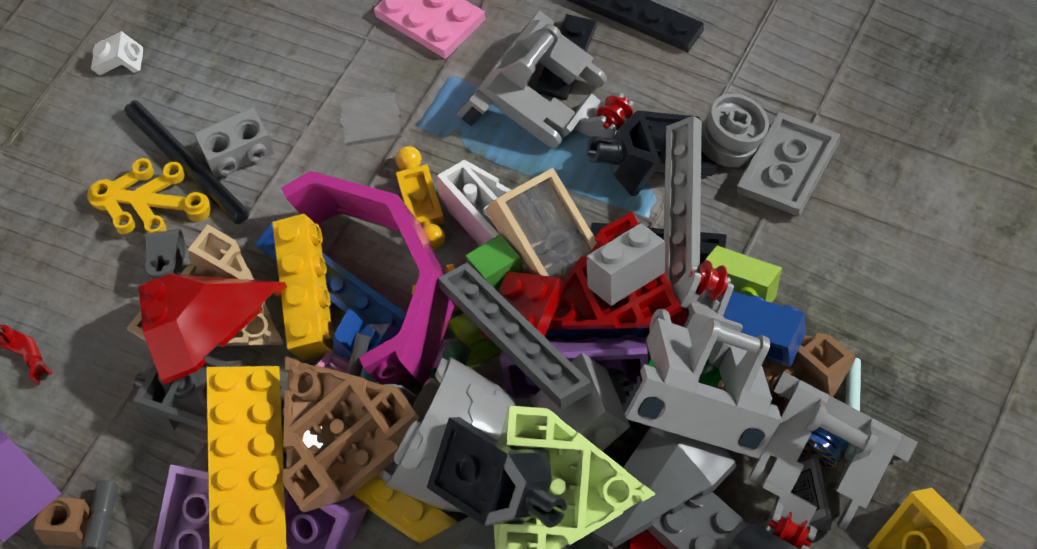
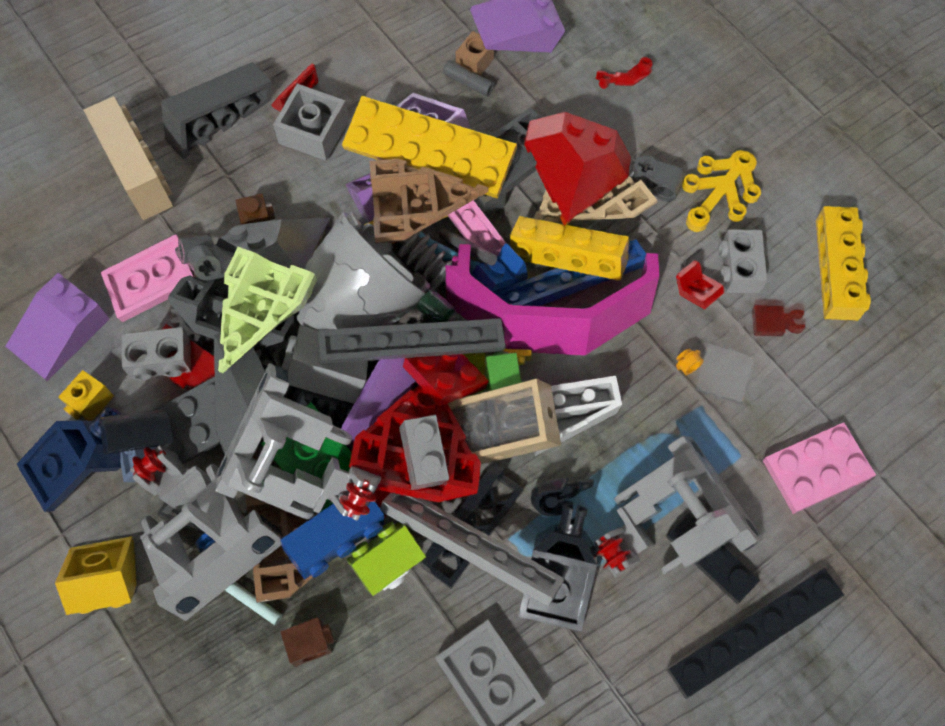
camera: 110 degrees right, 10 degrees up
(115, 52) = (883, 215): white bracket -> none
(191, 166) = (760, 222): black axle -> none
(195, 66) = (842, 263): none -> yellow brick
(285, 166) = (697, 286): none -> red bracket
(288, 100) = (772, 320): none -> clear red plate
(375, 146) = (689, 361): none -> light orange plate
(420, 194) = (629, 371): yellow plate -> none
(492, 479) = (260, 254): black plate -> none
(586, 194) = (551, 495): none -> black piece
(733, 130) = (530, 657): light grey wheel -> none
(857, 318) = (307, 641): none -> copper brick

